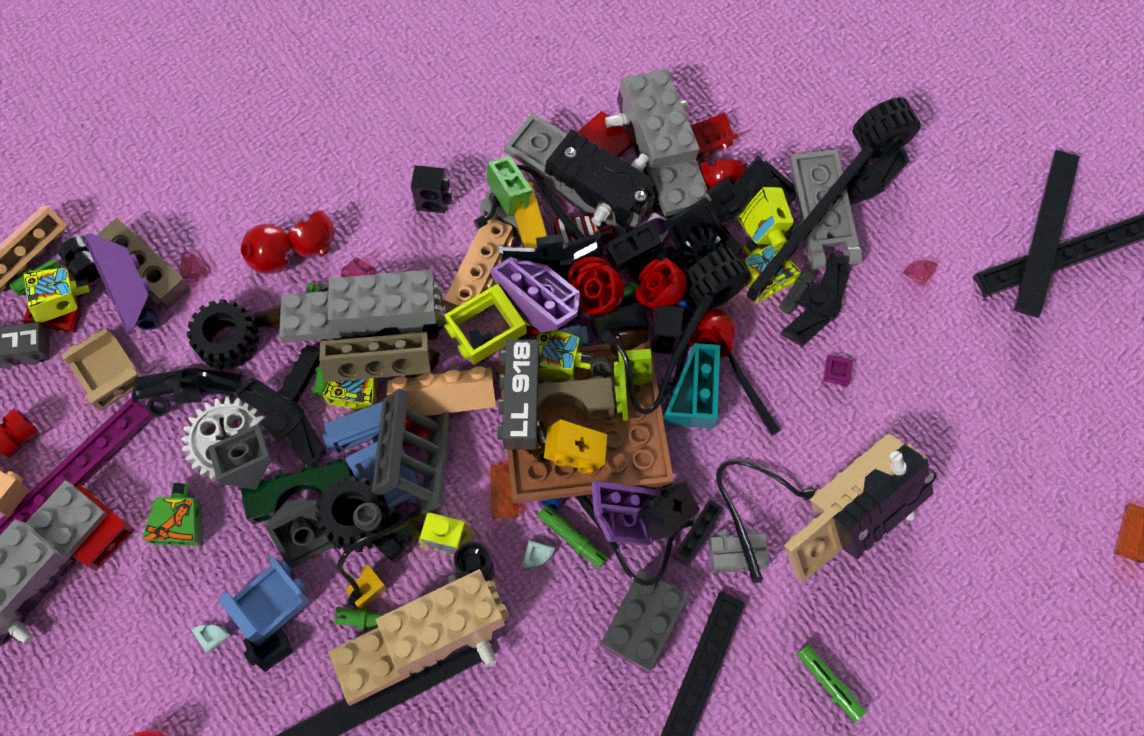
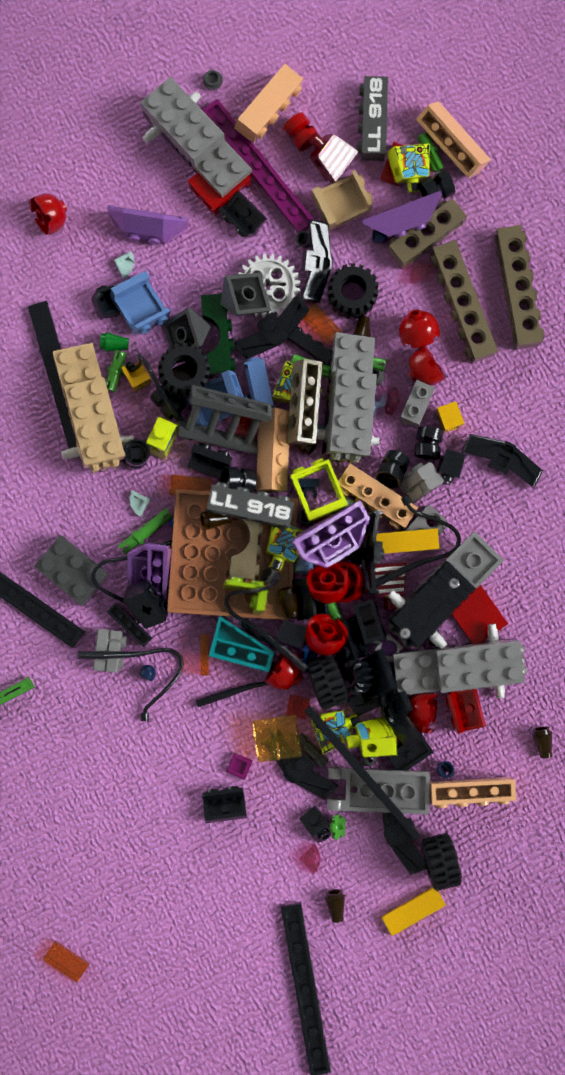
camera: 100 degrees right, 15 degrees up
(44, 388) = (331, 155): none -> torso
(130, 487) = (243, 215): none -> black bracket
(152, 617) = (146, 225): none -> medium lavender wedge
(175, 519) = (212, 245): torso -> none
(191, 164) = (516, 237): none -> dark tan brick
(212, 208) = (450, 253): none -> dark tan brick
(272, 365) = (321, 324): none -> clear orange tile
(323, 631) = (113, 342): none -> green cone
(359, 240) = (416, 404): none -> light grey brick
(367, 516) = (173, 379): dark grey plate -> none
(370, 203) = (449, 417): none -> yellow panel
(410, 141) = (503, 457): none -> black plate
(413, 218) = (428, 450): none -> black wheel
(443, 251) = (392, 469): none -> black wheel
(454, 216) = (420, 481): none -> light grey brick
(468, 469) = (208, 461): none -> black bracket
(484, 425) = (234, 478): none -> black wheel
(508, 184) = (436, 528): bright green hinge -> none
(575, 446) = (201, 552): yellow brick -> none
(714, 431) = (204, 654): none -> clear orange tile
(723, 56) = (543, 739): none -> dark brown cone
(750, 314) = (297, 705): none -> clear red plate
(753, 498) = (148, 672): none -> dark blue hinge
(777, 145) = (446, 765): none -> dark blue hinge
(794, 327) = (277, 738): none -> clear yellow slope
(797, 111) = (472, 791): none -> light nougat brick
(862, 505) = (122, 751): piece -> none
(878, 247) = (337, 827): none -> bright green plant
(881, 271) = (316, 824): none -> black bracket
(890, 376) = (224, 804): none -> black bracket
(944, 157) = (413, 911): none -> yellow tile
(962, 236) = (335, 902): none -> dark brown cone
(1046, 234) = (326, 975): black tile -> none

